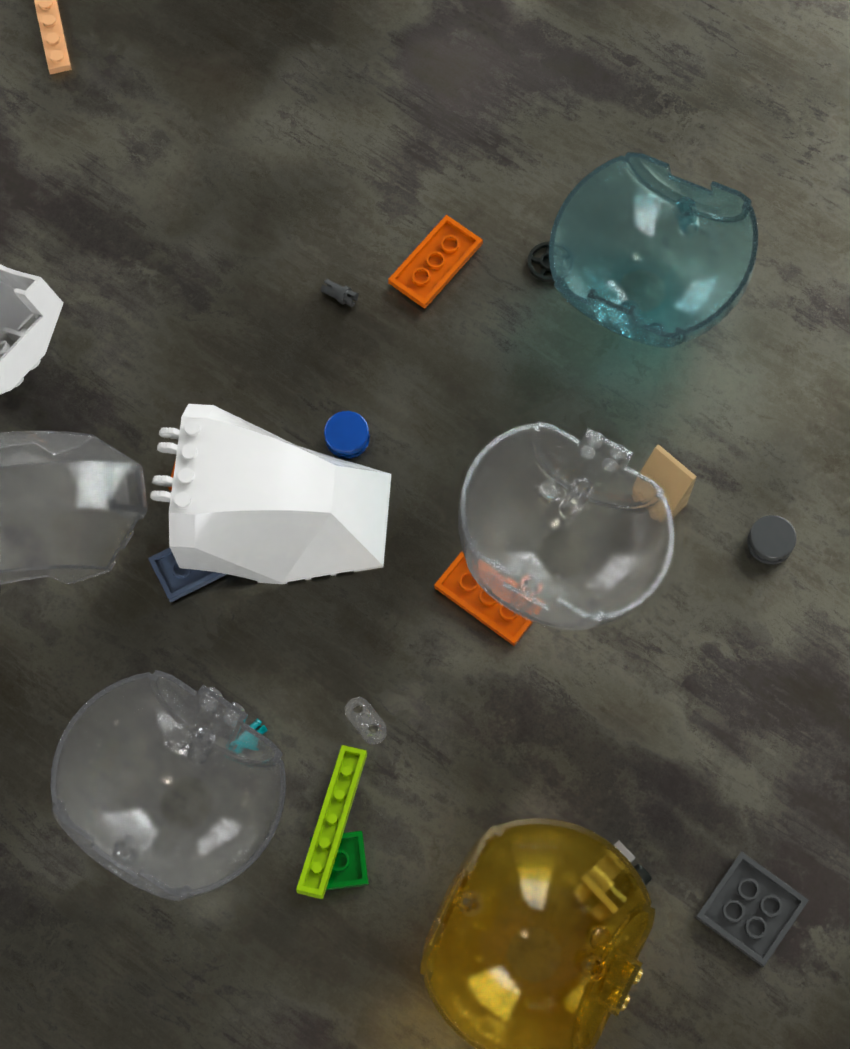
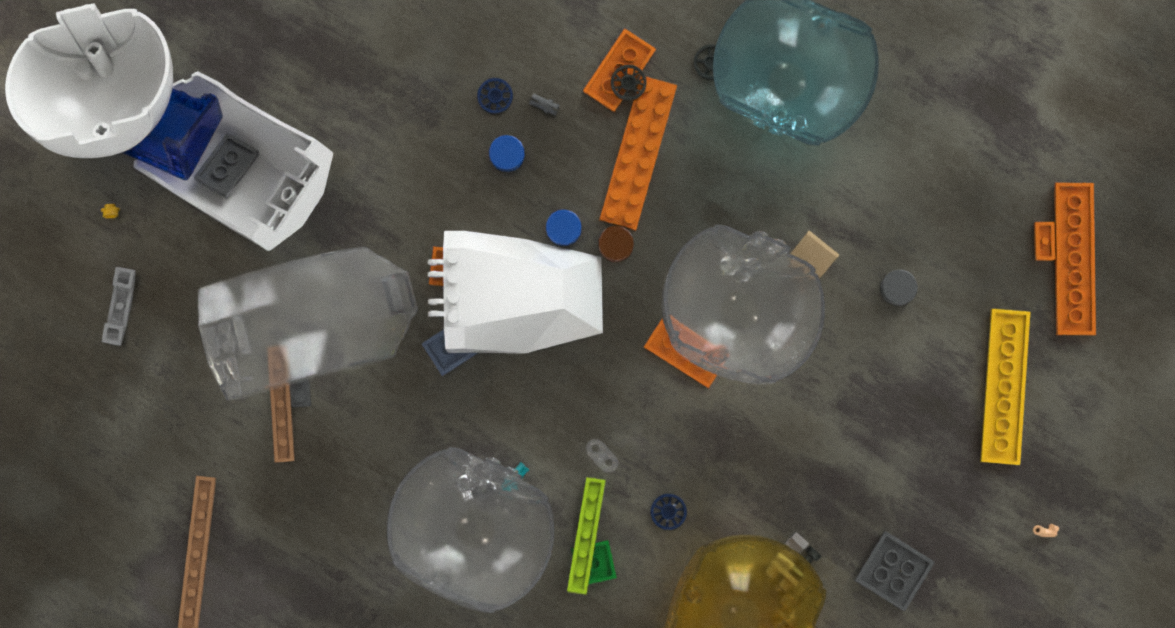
camera: 10 degrees left, 15 degrees up
(280, 279) = (495, 95): none -> dark blue wheel
(286, 344) = (506, 153): none -> blue head
(411, 459) = (616, 244): none -> reddish brown head
(445, 272) = (628, 82): none -> pearl dark grey wheel
(447, 801) = (668, 511): none -> dark blue wheel
(449, 358) = (638, 154): none -> orange plate

